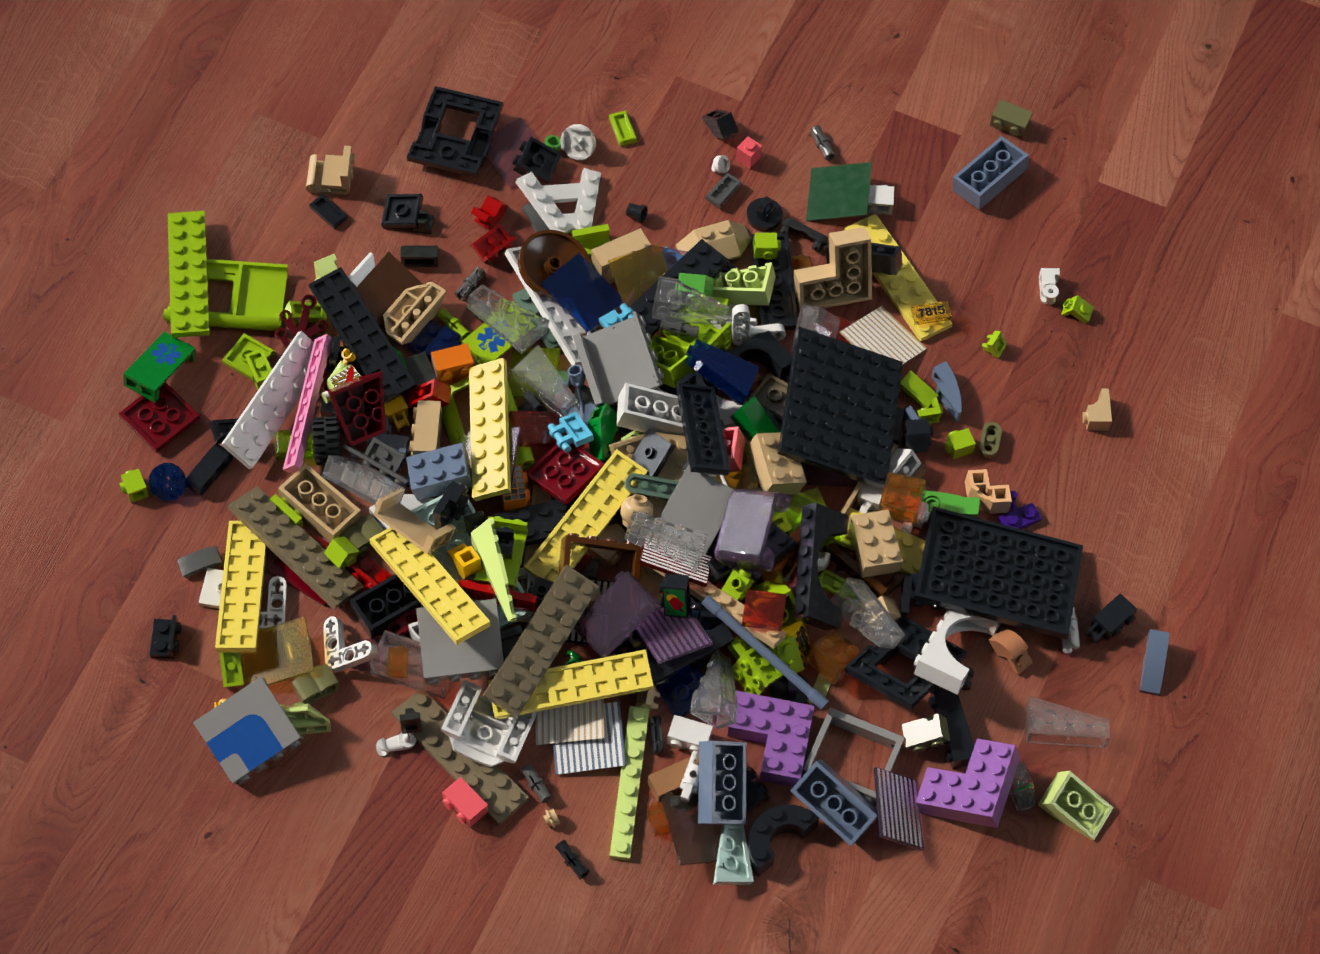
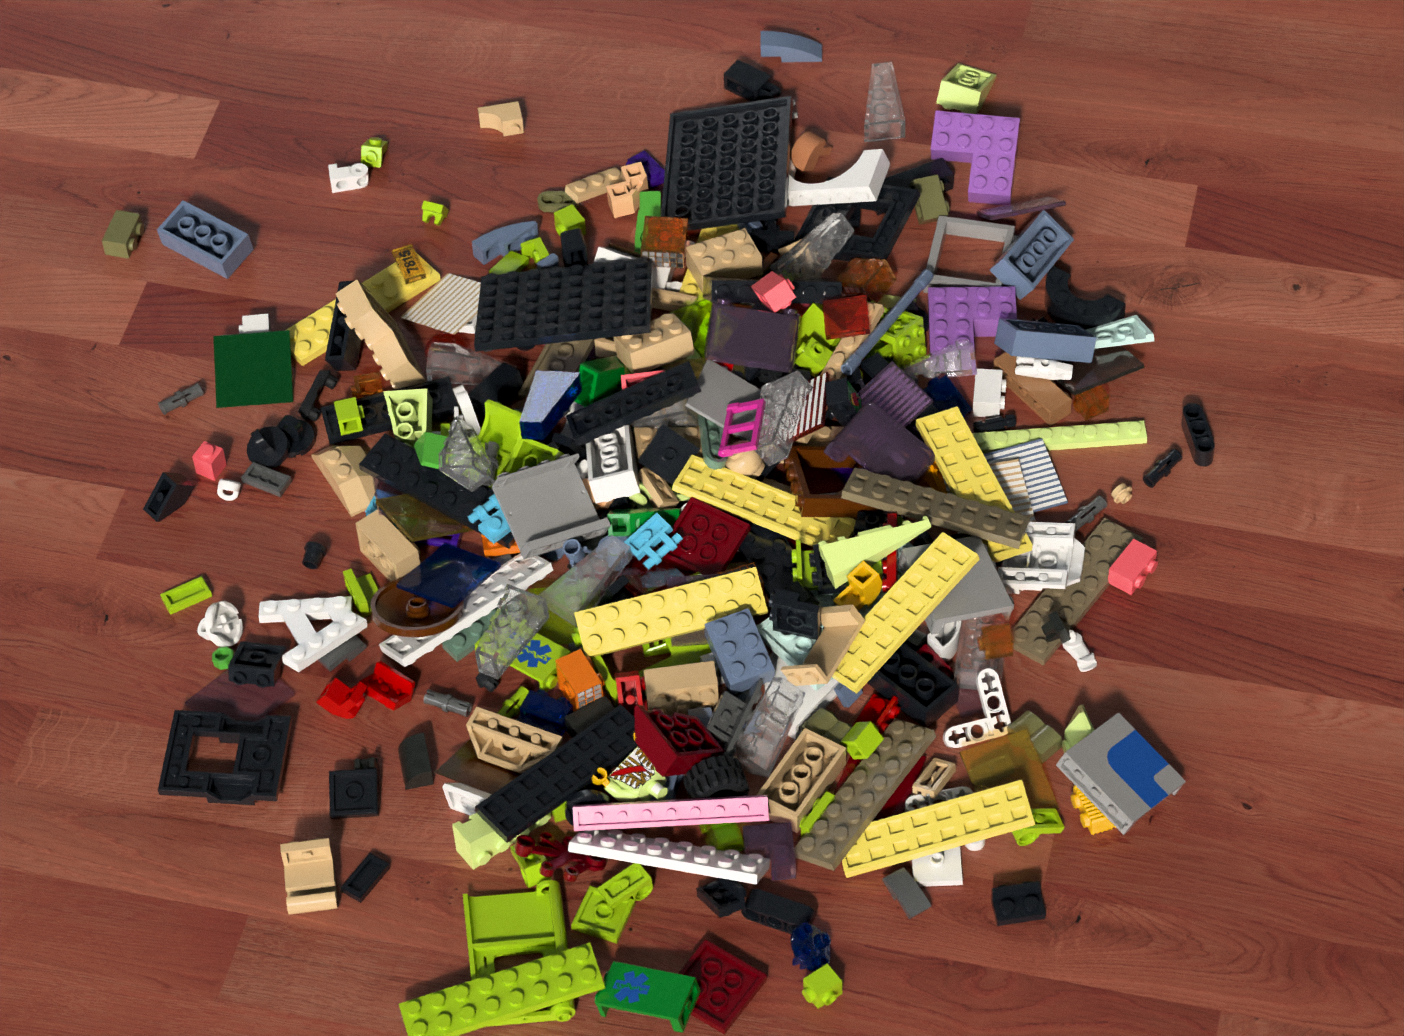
camera: 95 degrees left, 10 degrees down
(266, 477) = (774, 843): none -> clear purple brick
(295, 604) = (938, 779): none -> tan tile
(609, 904) = (1198, 434): none -> black beam
(653, 513) = (724, 450): none -> dark pink window
(753, 191) = (268, 447): none -> black tile
(790, 546) = (774, 291): none -> coral brick
(1002, 468) = (593, 185): none -> tan plate

